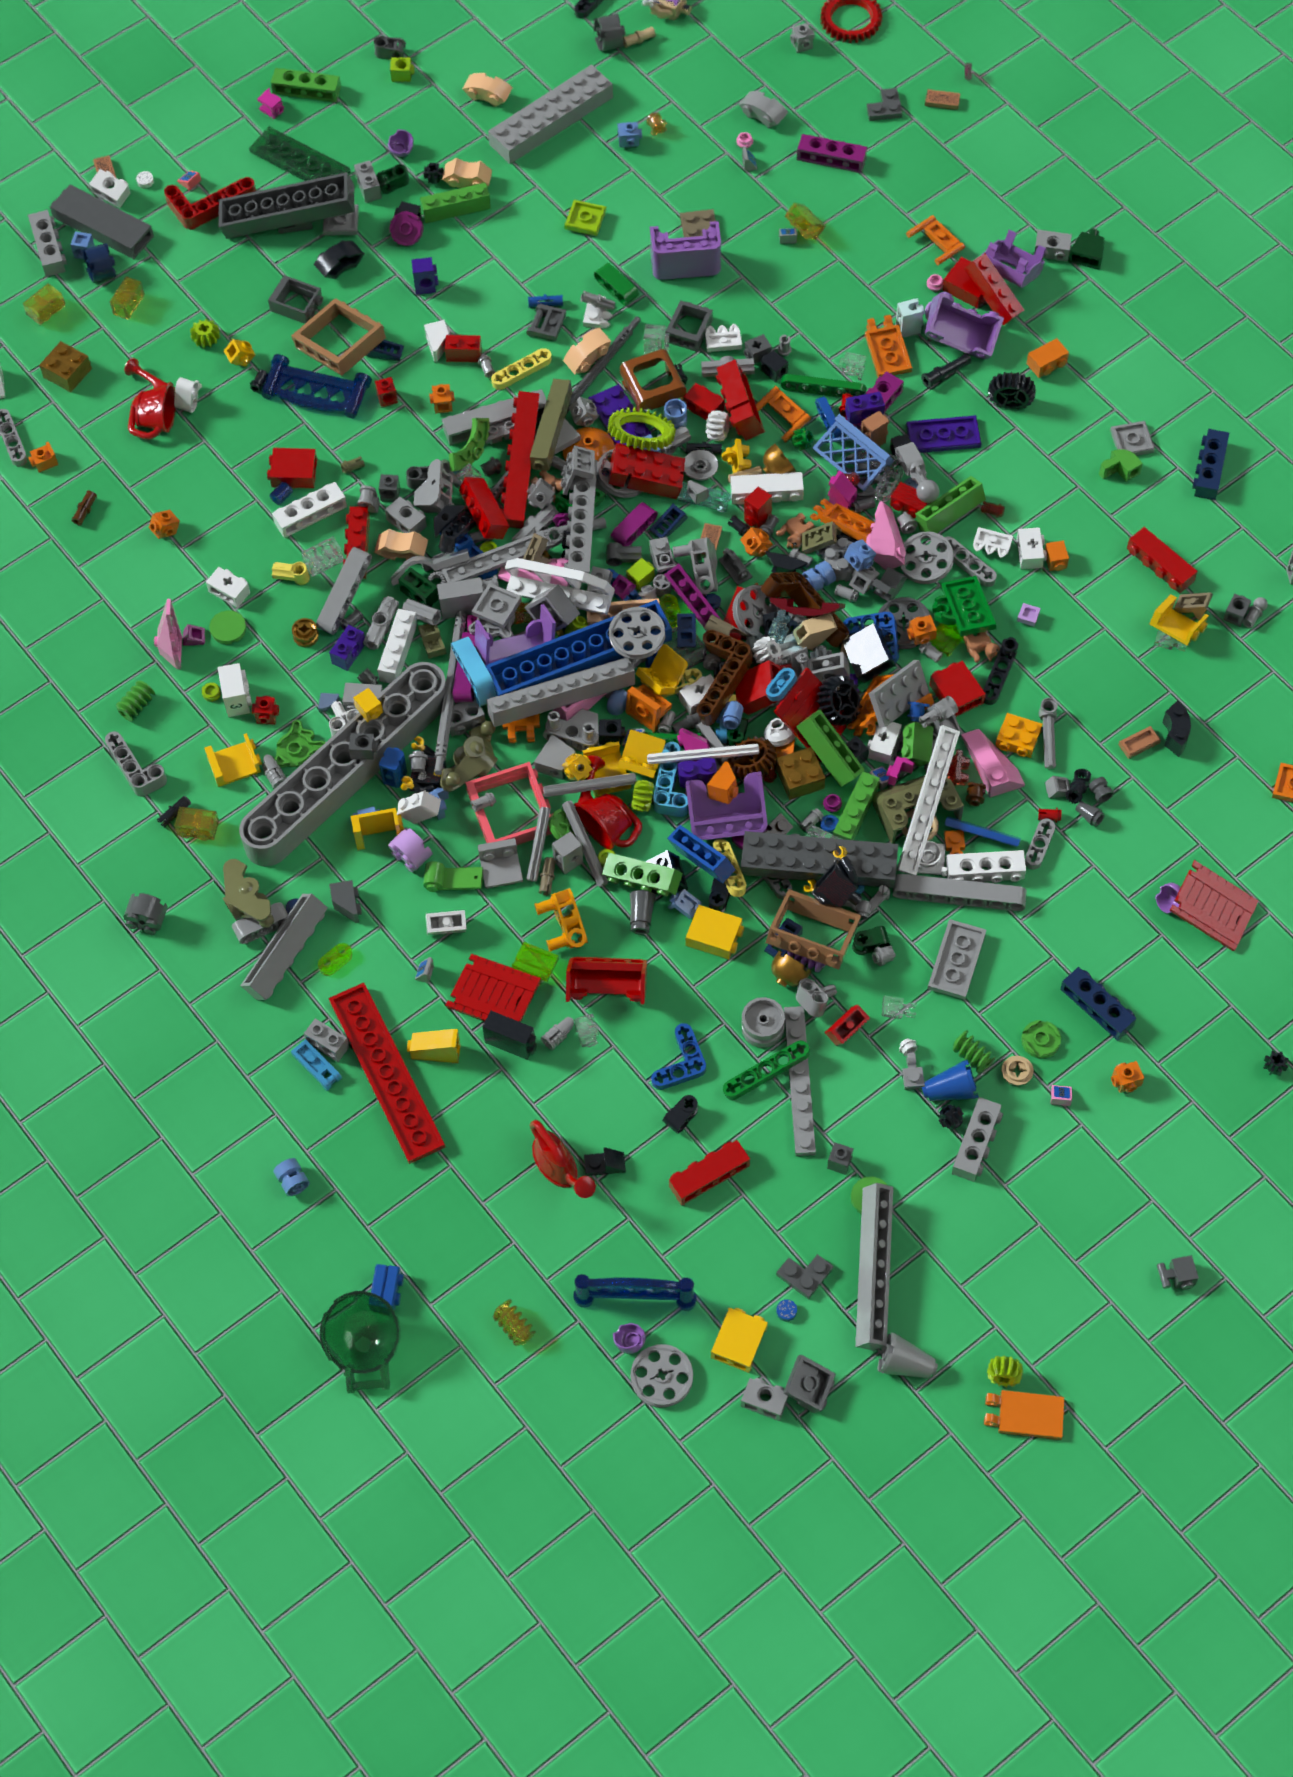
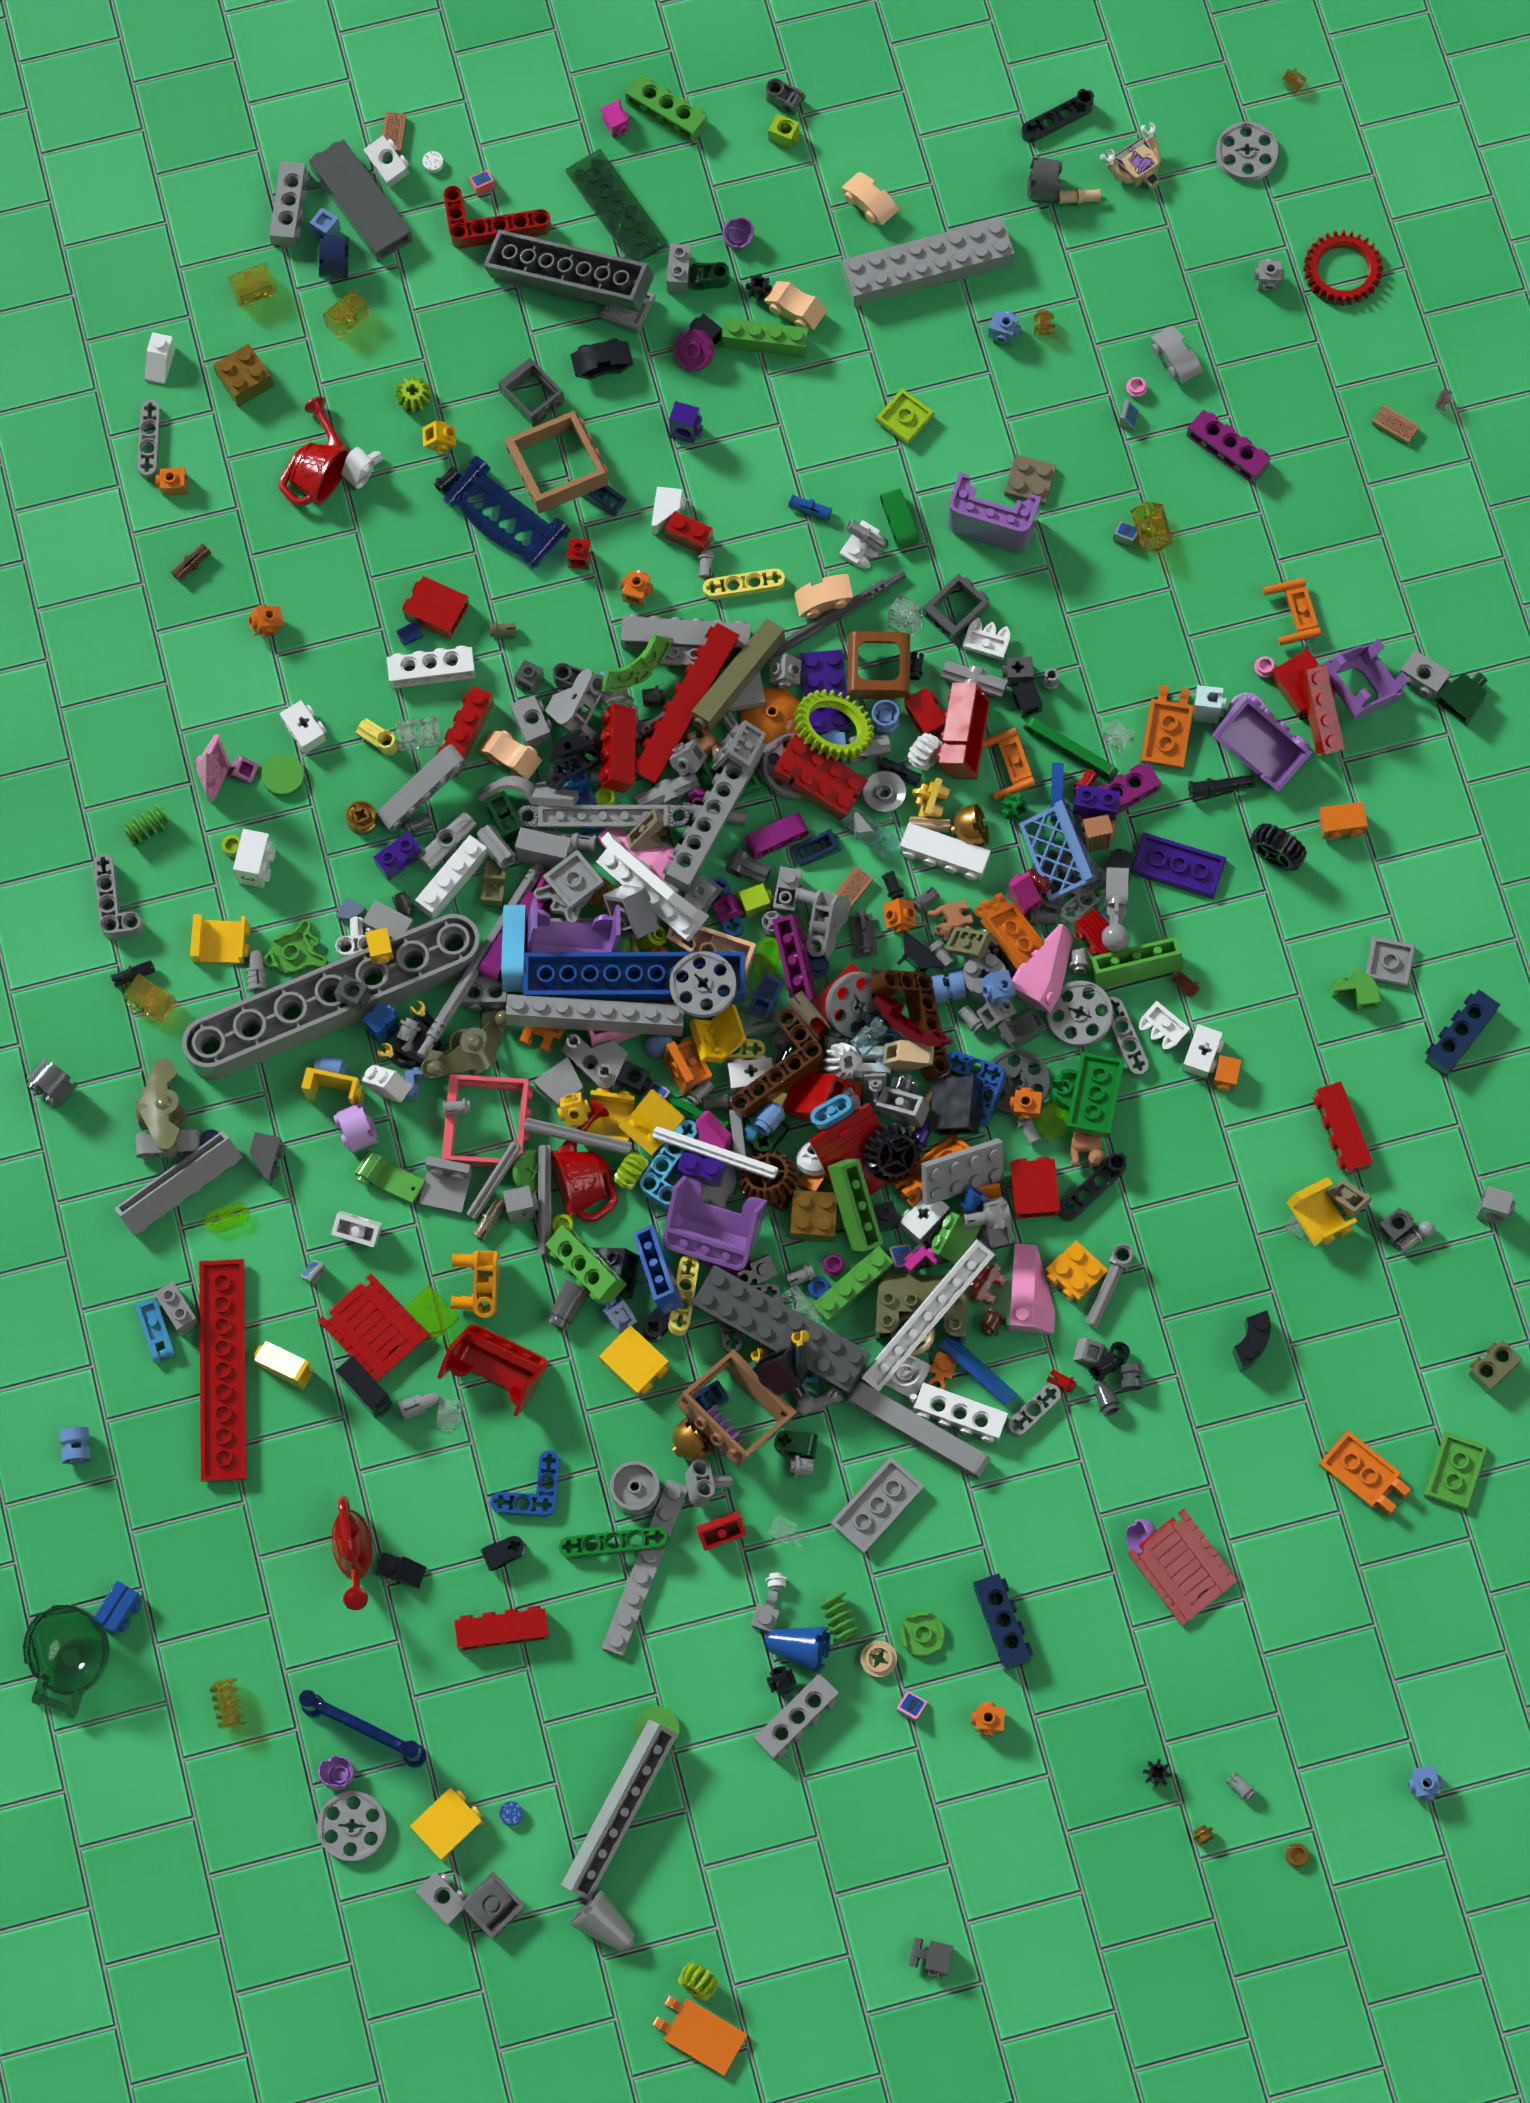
camera: 25 degrees right, 10 degrees up
(265, 710) = (281, 900): red brick -> none
(369, 498) = (498, 685): light grey piece -> none
(551, 324) = (803, 540): dark grey plate -> none
(648, 592) = (751, 930): light grey hose -> none
(723, 785) = (720, 1197): orange slope -> none
(757, 507) = (919, 875): red brick -> none
(805, 1280) = (546, 1789): dark grey plate -> none
(840, 1158) = (643, 1675): dark grey brick -> none
(888, 108) = (1326, 411): dark grey plate -> none
(1028, 614) = (1160, 1131): lavender plate -> none
(1139, 742) = (1205, 1337): nougat tile -> none

